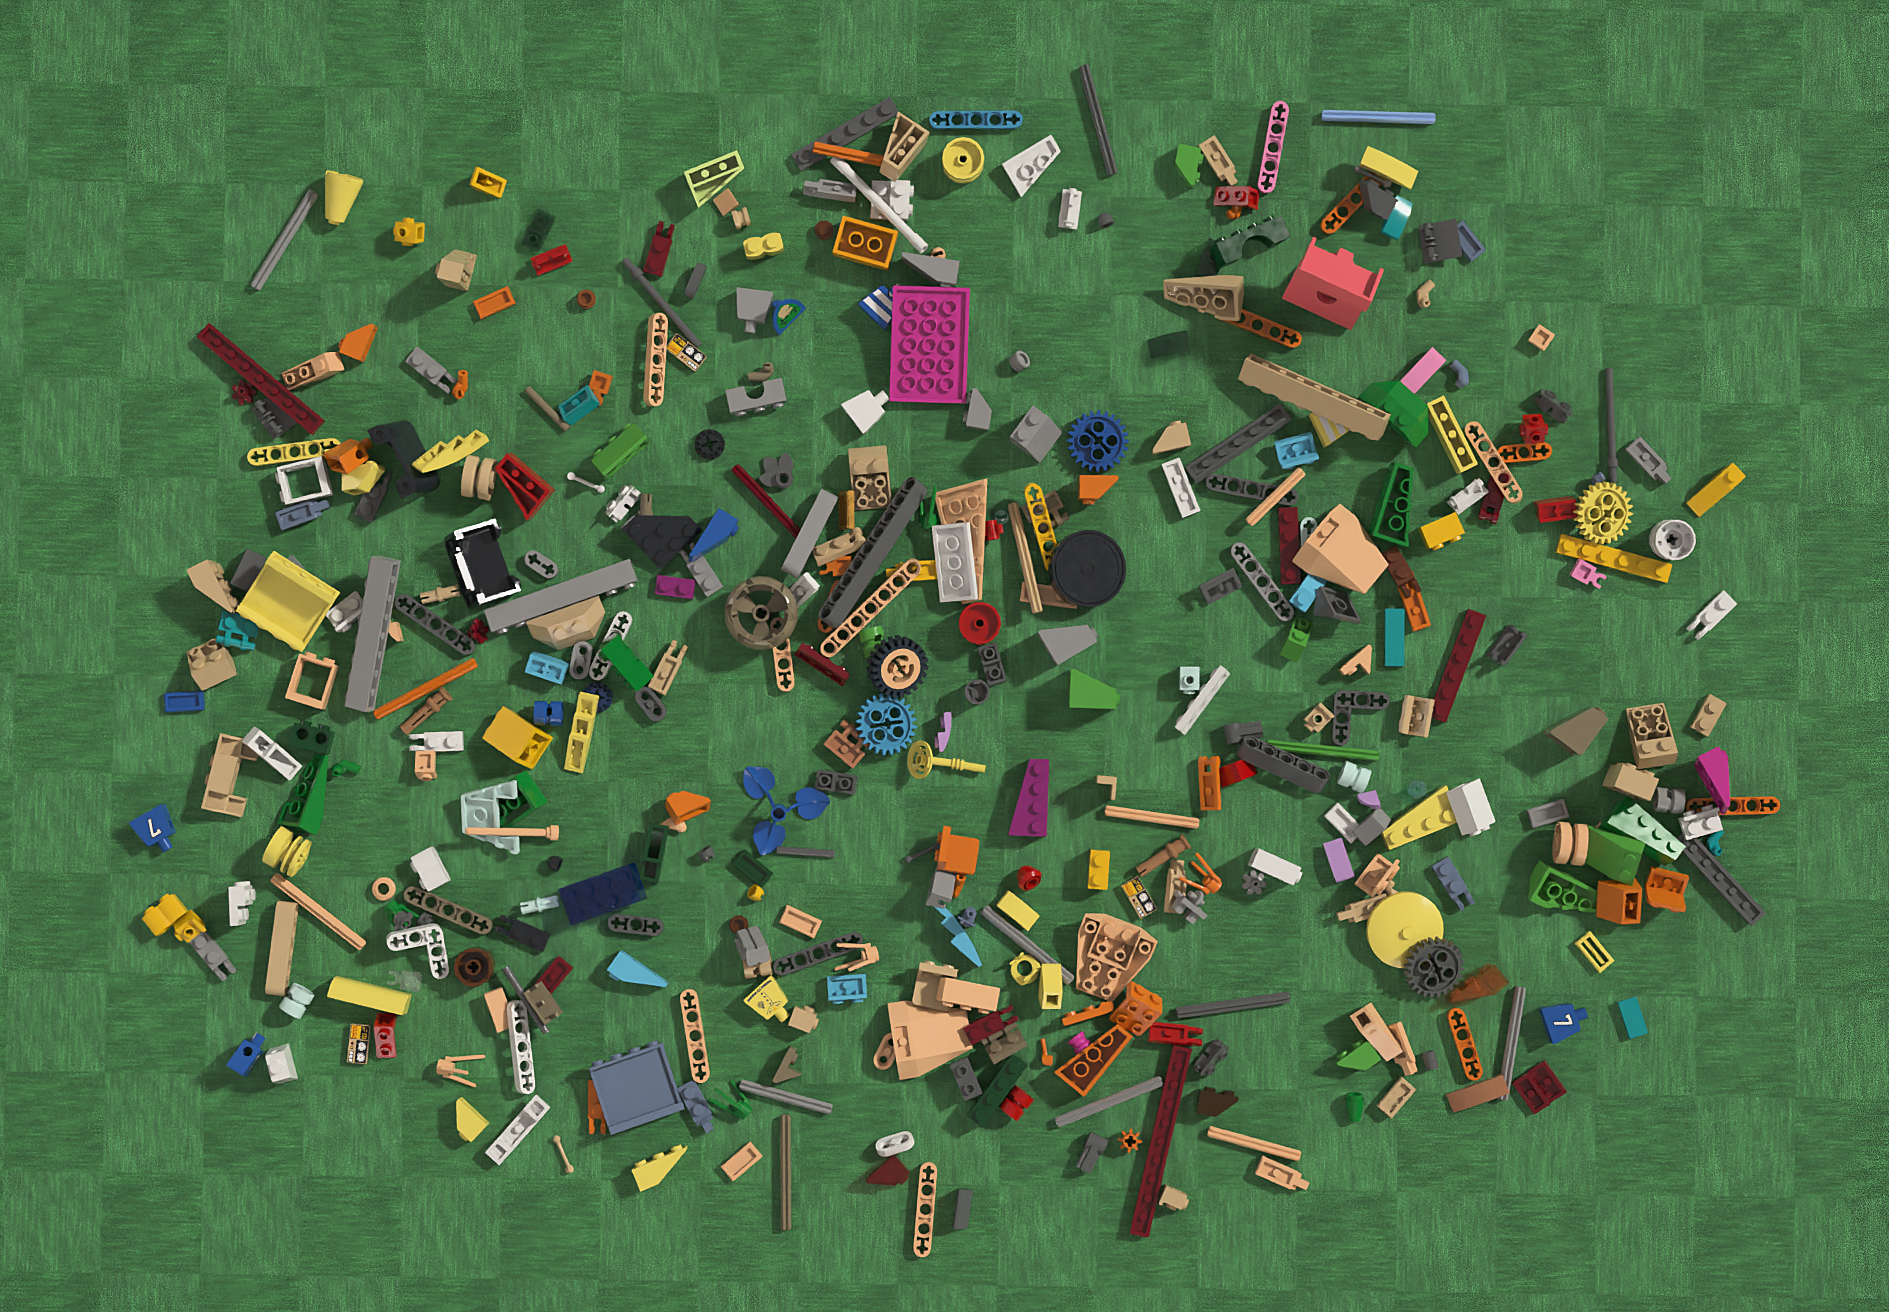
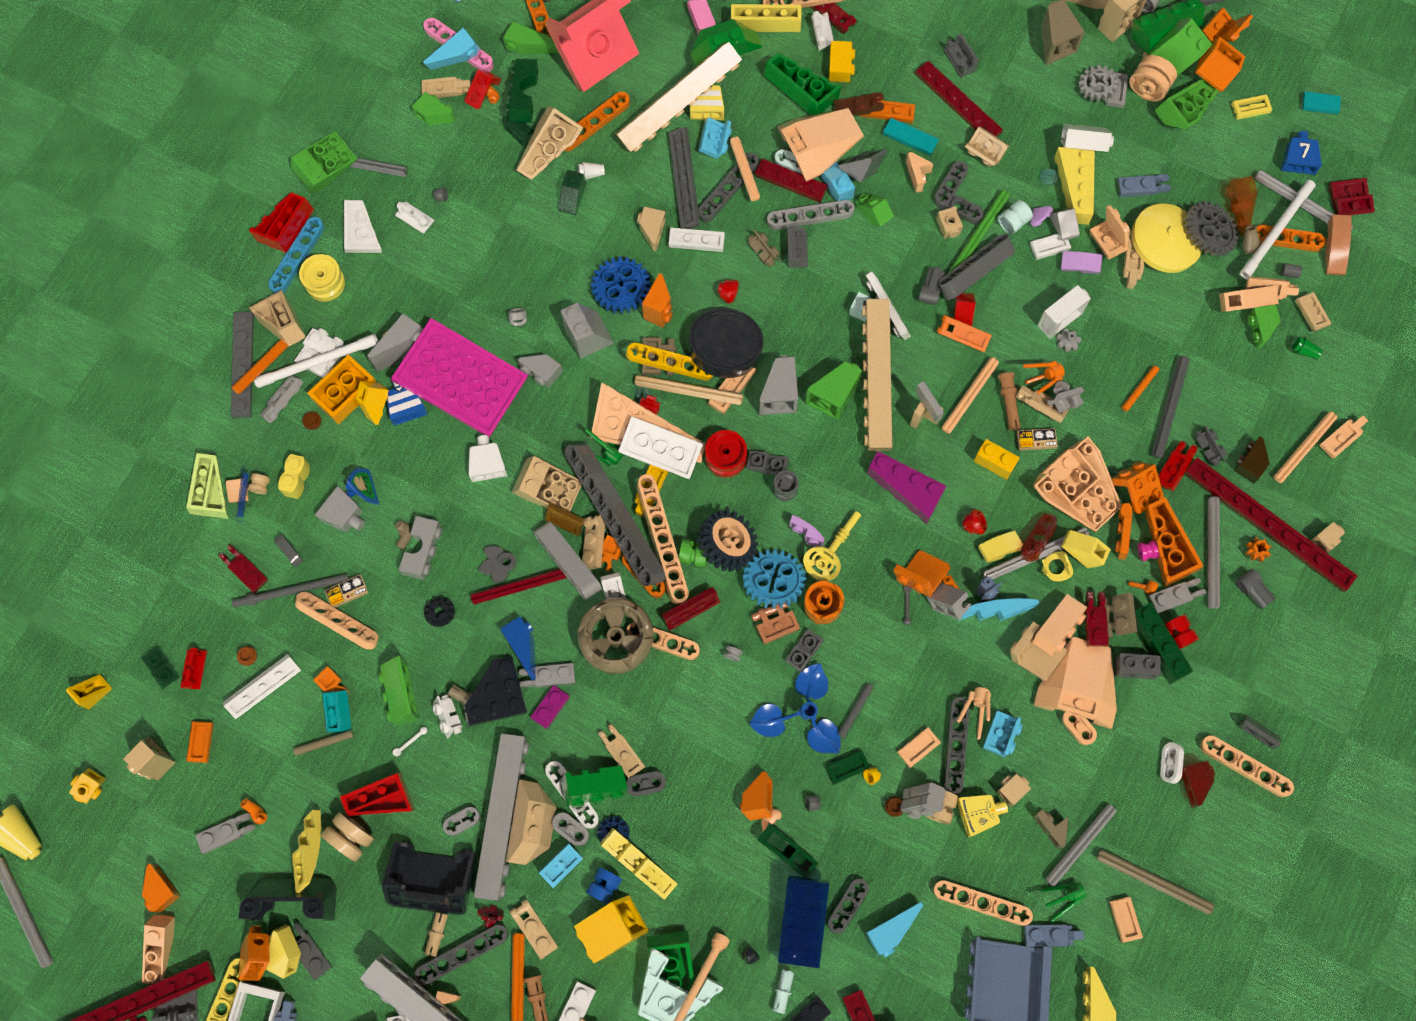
camera: 55 degrees left, 15 degrees down
(485, 673) = (534, 930): none -> tan plate
(566, 328) = (261, 686): none -> white plate
(724, 210) = (242, 497): none -> blue piece
(801, 721) = (733, 653): none -> light grey bush
(868, 277) = (371, 399): none -> yellow slope
(874, 780) = (828, 593): none -> orange brick
(999, 92) = (284, 223): none -> red wedge
(1049, 1084) = (1175, 596): none -> light grey hinge
(1055, 946) = (1039, 530): none -> clear red beam
(1079, 92) = (322, 162): none -> bright green slope
(1112, 785) = (929, 401): none -> light grey tile
(1120, 726) = (877, 375): none -> tan brick
(1142, 544) = (728, 290): none -> red cone
(1201, 349) = (591, 170): none -> white cone
(1201, 564) = (760, 243): none -> dark tan hinge
(1237, 969) = (1140, 388): none -> orange bar
(1264, 154) = (455, 50): none -> medium azure slope
(1309, 212) = (528, 41): none -> bright green slope
(1440, 1009) = (1251, 240): none -> dark tan cone
(1513, 1038) = (1302, 194): none -> white piece
(1533, 789) = (1098, 83): none -> light grey gear

